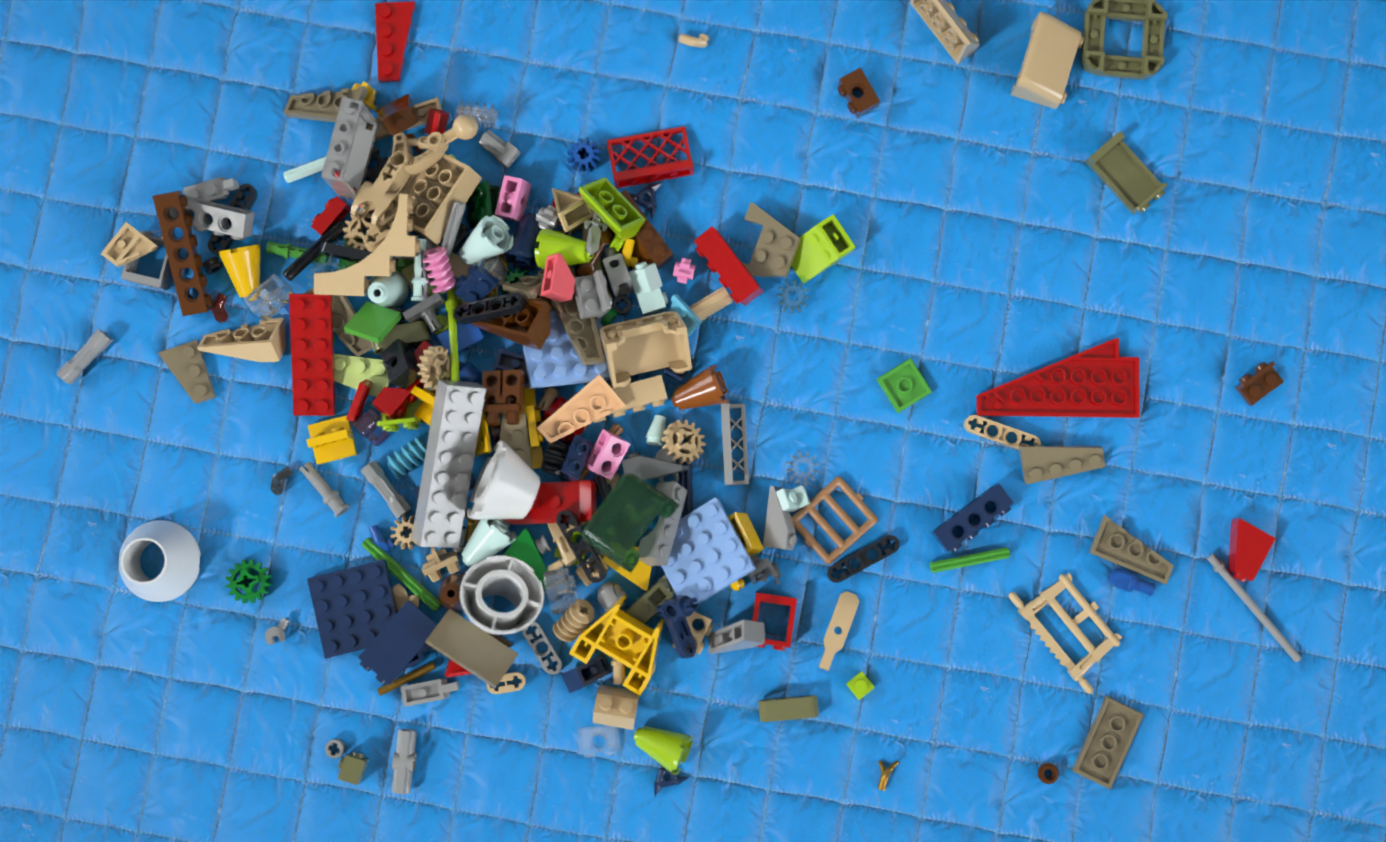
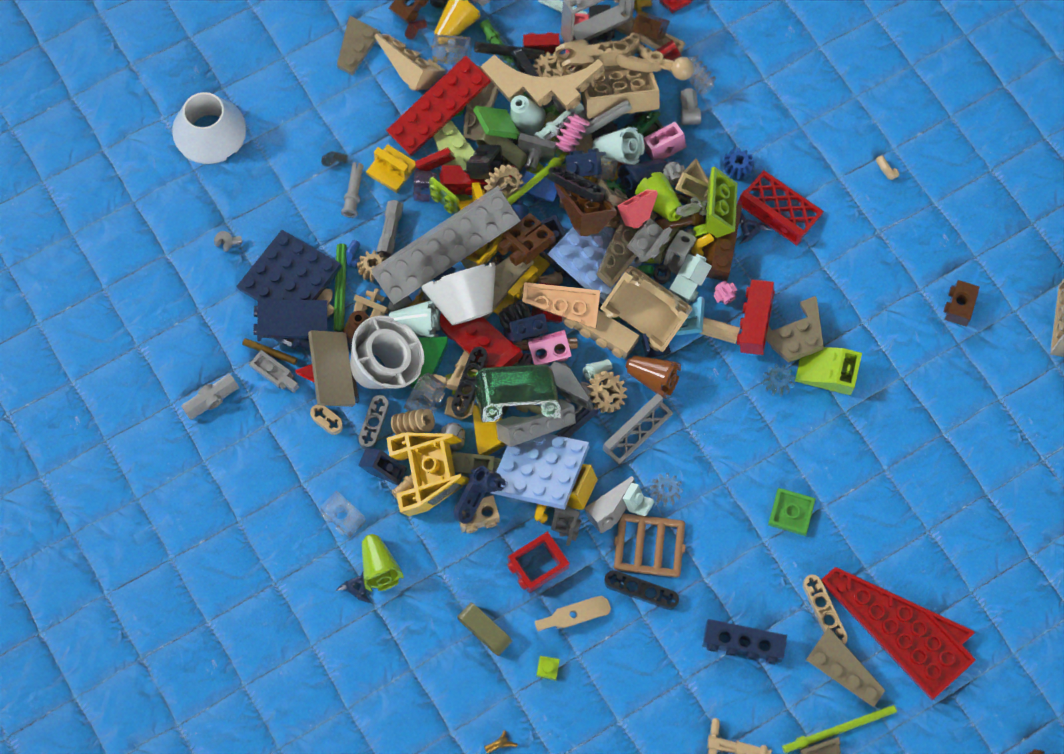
camera: 45 degrees right, 15 degrees down
(251, 588) = (245, 200): green gear -> none
(329, 752) = (184, 346): light grey bush -> none
(353, 767) = (176, 366): olive brick -> none
(407, 458) = (421, 223): medium azure piece -> none
(542, 545) = (446, 361): light grey bush -> none
(615, 707) = (375, 504): tan slope -> none
(737, 636) = (506, 543): light grey slope -> none
(968, 560) = (712, 667): bright green axle -> none
(1084, 544) = (803, 742): none -> lime bar

